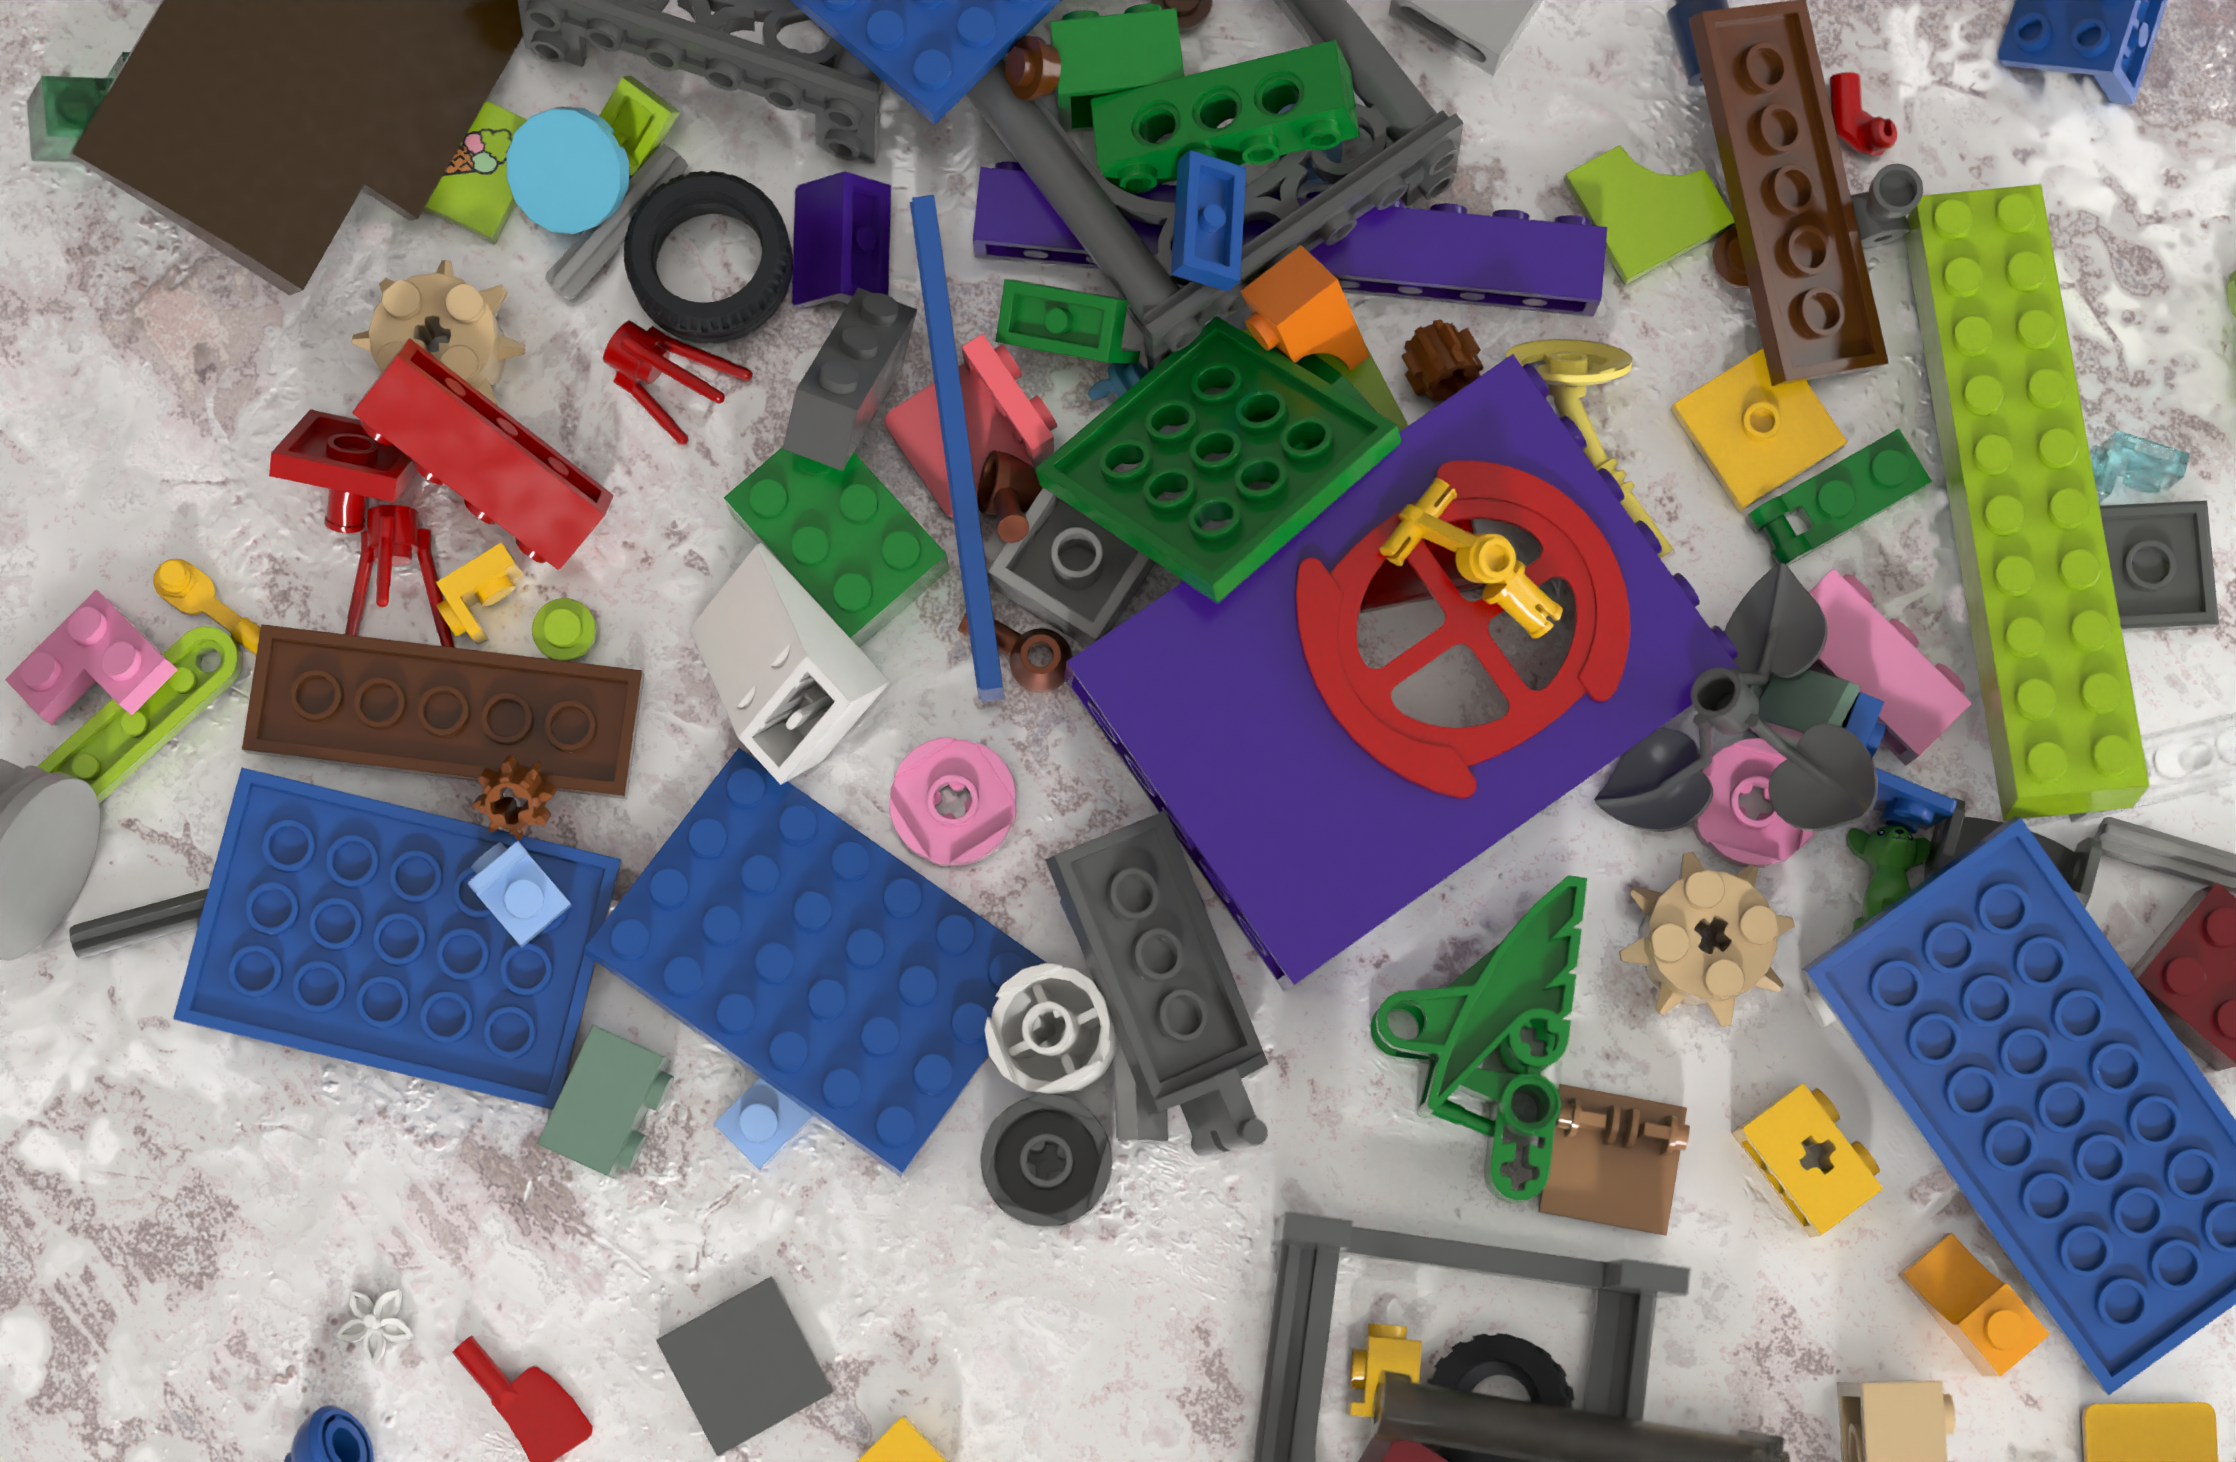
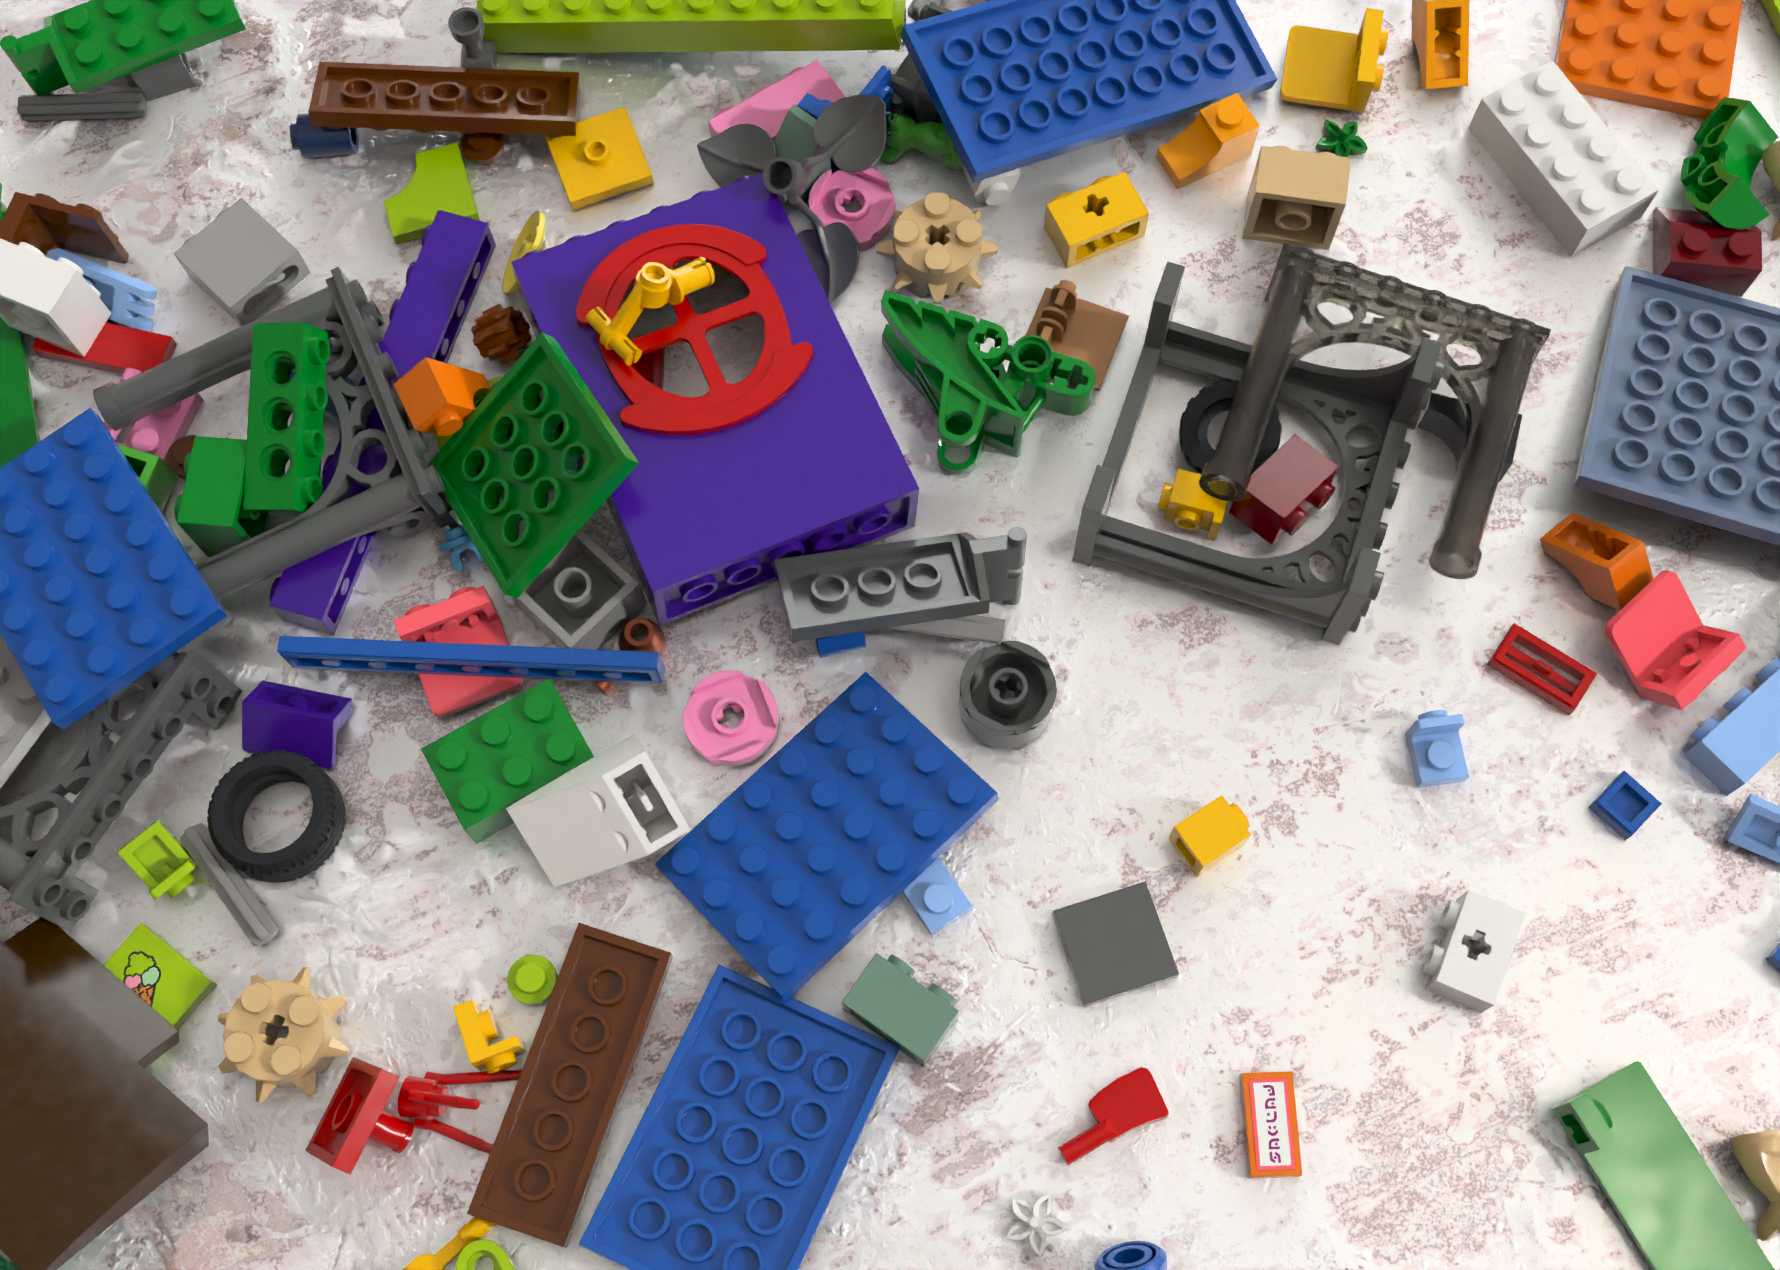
camera: 75 degrees left, 10 degrees down
(482, 455) = (379, 1006): red brick -> none
(504, 810) = (655, 1014): dark orange gear -> none
(517, 891) = (727, 1041): light blue bracket -> none
(567, 170) = (176, 906): medium azure tile -> none
(644, 357) = (337, 882): red plant -> none
(849, 379) = (400, 718): dark grey brick -> none
(1007, 490) = (516, 626): copper bar -> none
(1032, 68) = (207, 541): reddish brown plate -> none
(1051, 1030) = (914, 668): white cylinder -> none
(1064, 322) = (401, 564): green panel -> none
(1208, 221) = (357, 436): blue plate -> none
(1841, 497) = (660, 119): green plate -> none
(1854, 125) = (423, 54): red arm -> none

